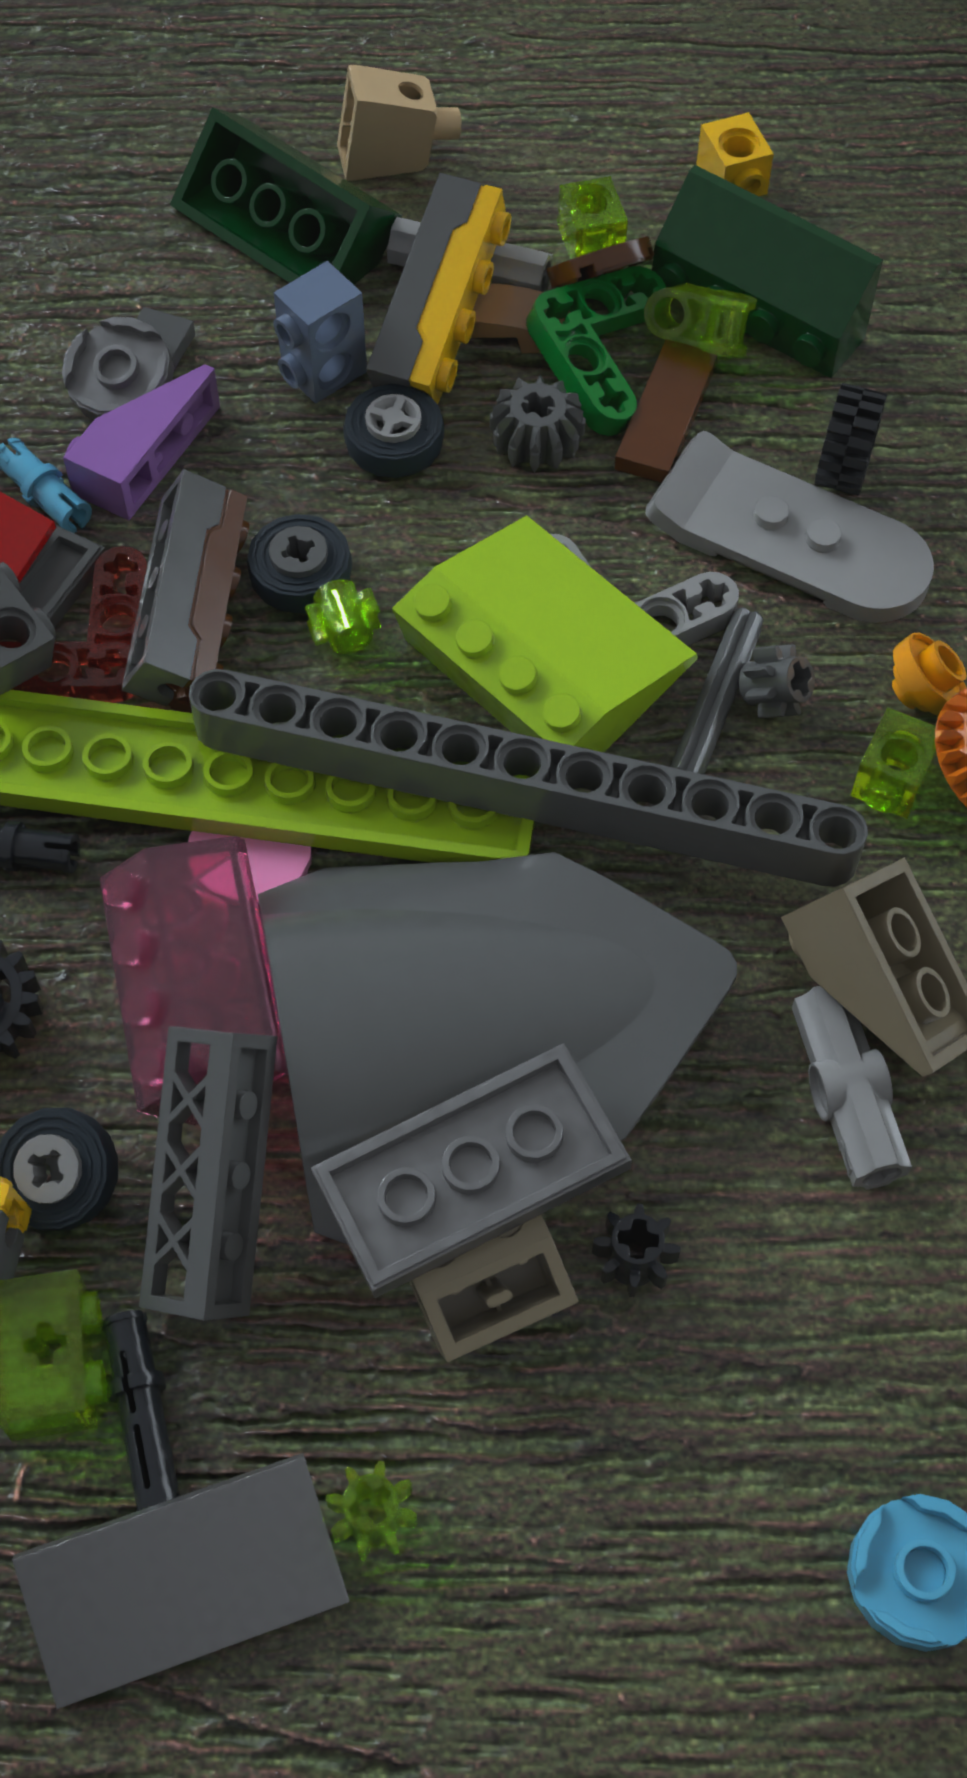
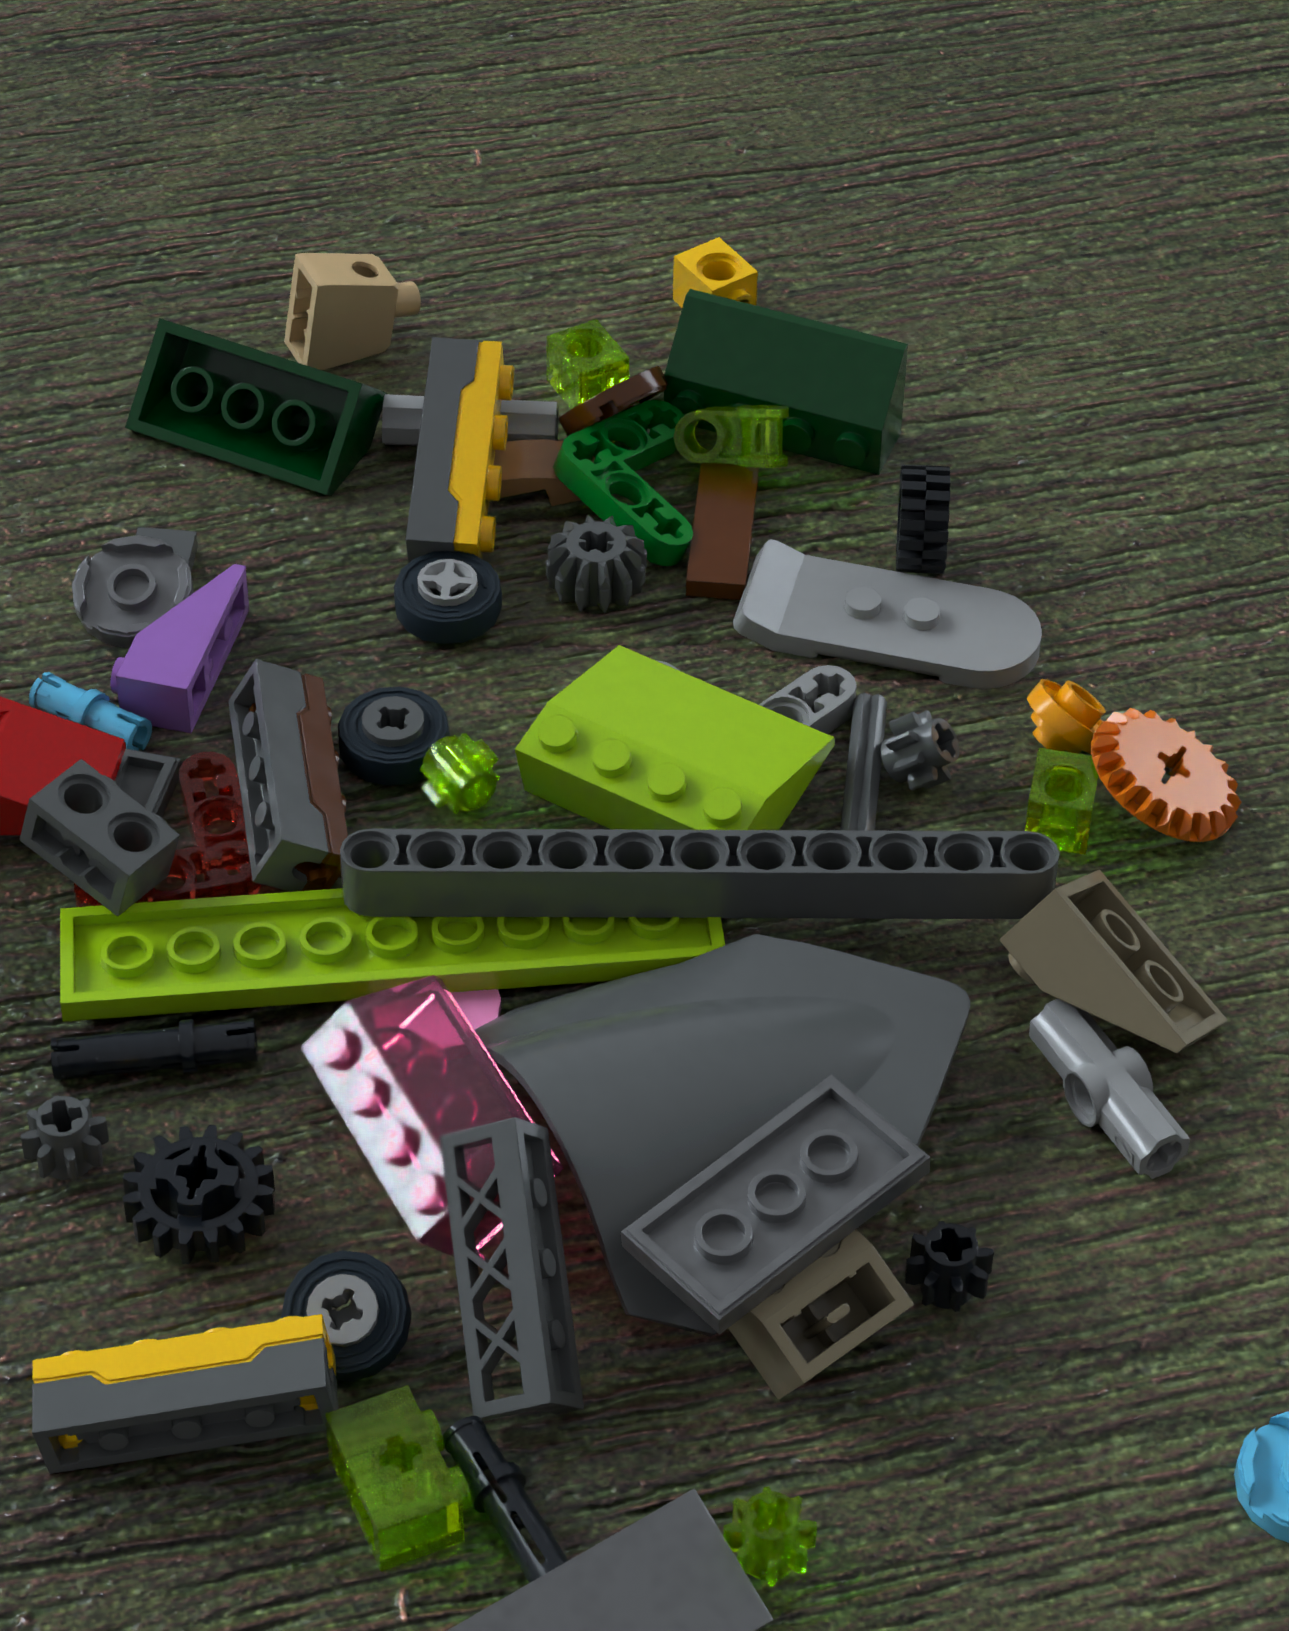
camera: 15 degrees left, 15 degrees down
(320, 332) = (346, 513): sand blue brick -> none

